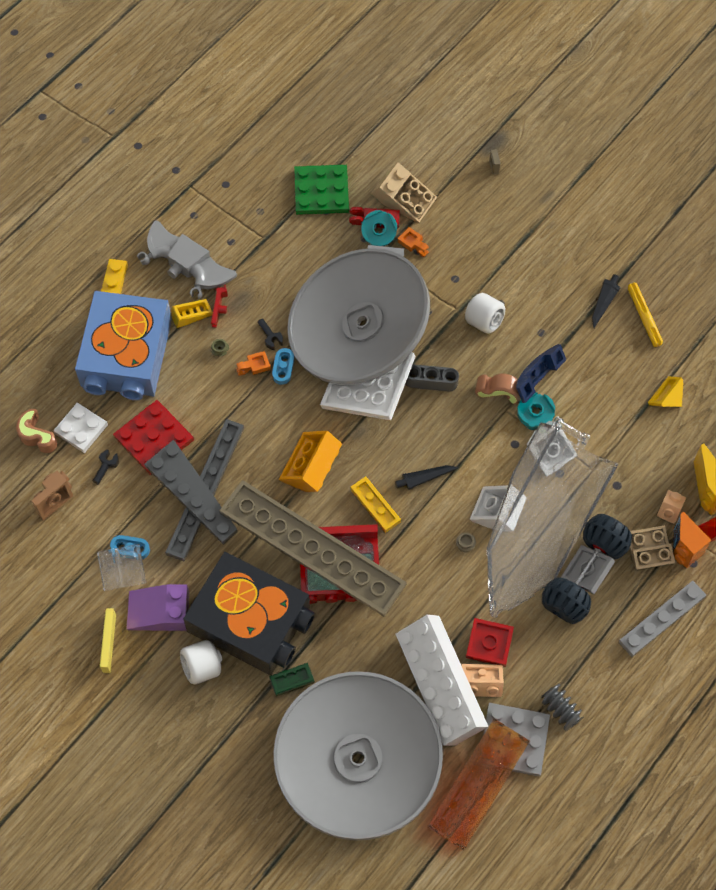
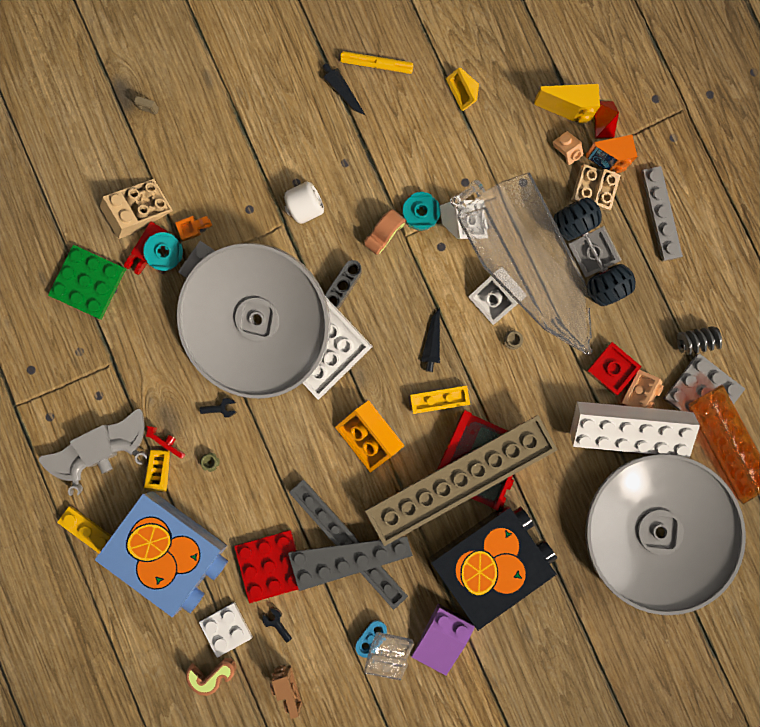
camera: 65 degrees left, 20 degrees up
(108, 640) = (451, 699): light yellow tile -> none
(201, 662) = (514, 627): white head -> none
(256, 363) = (244, 436): orange plate -> none
(281, 367) = (261, 413): dark azure plate -> none
(291, 679) = (565, 551): dark green plate -> none
(537, 369) = (379, 172): dark blue slope -> none

